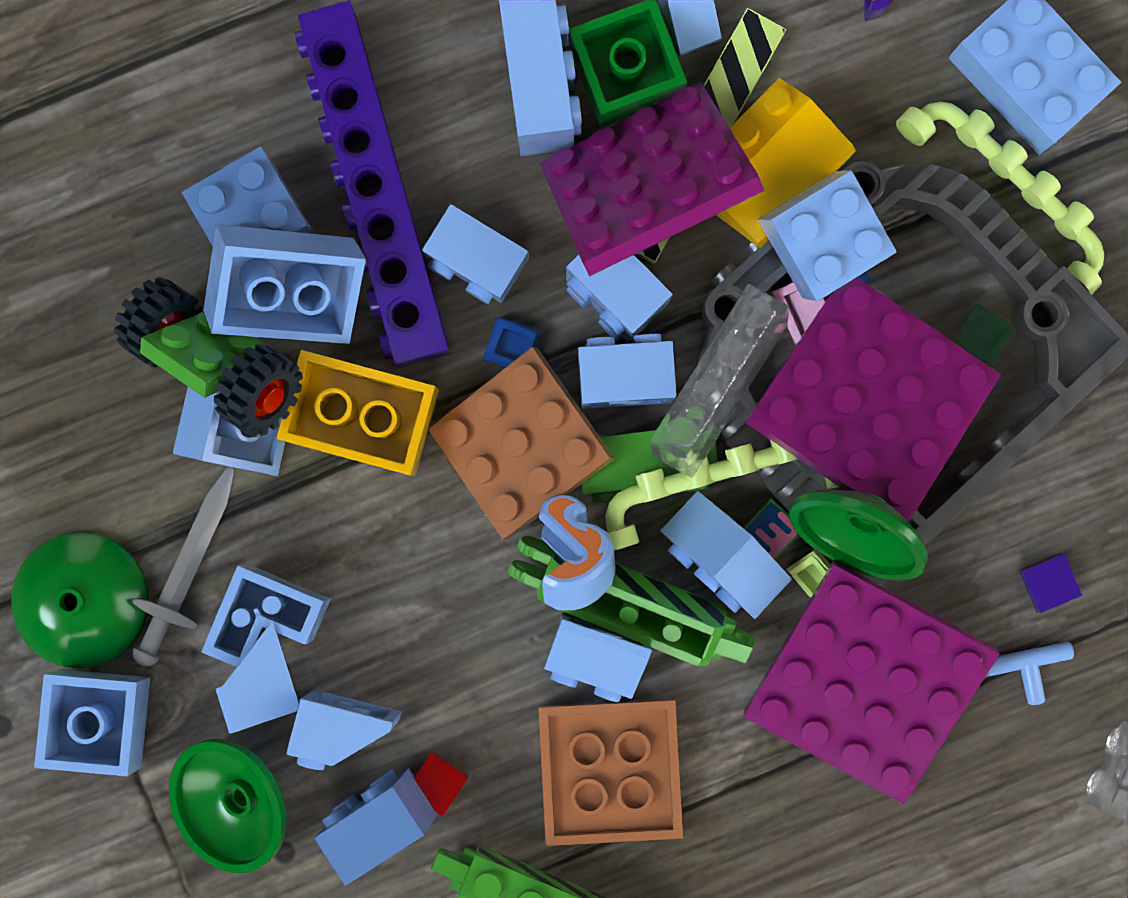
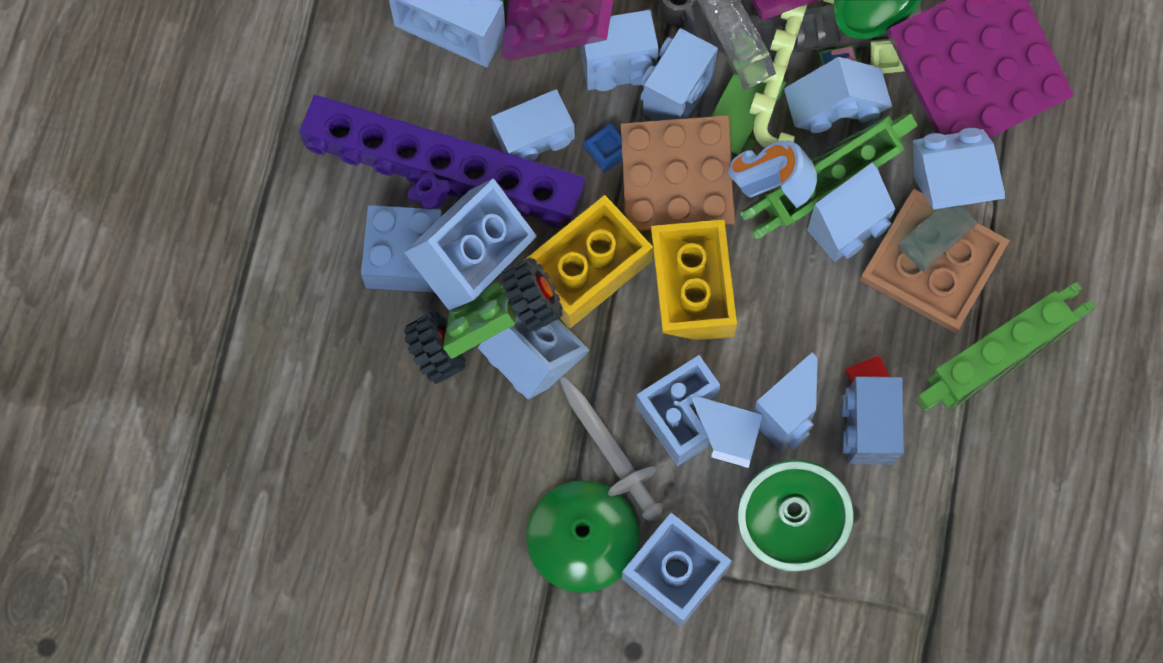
camera: 55 degrees left, 15 degrees down
(322, 209) = (429, 191): none -> dark purple plate
(408, 538) = (694, 280): none -> yellow slope
(635, 760) = (936, 236): none -> clear light blue tile
(721, 738) = (957, 168): none -> light blue slope

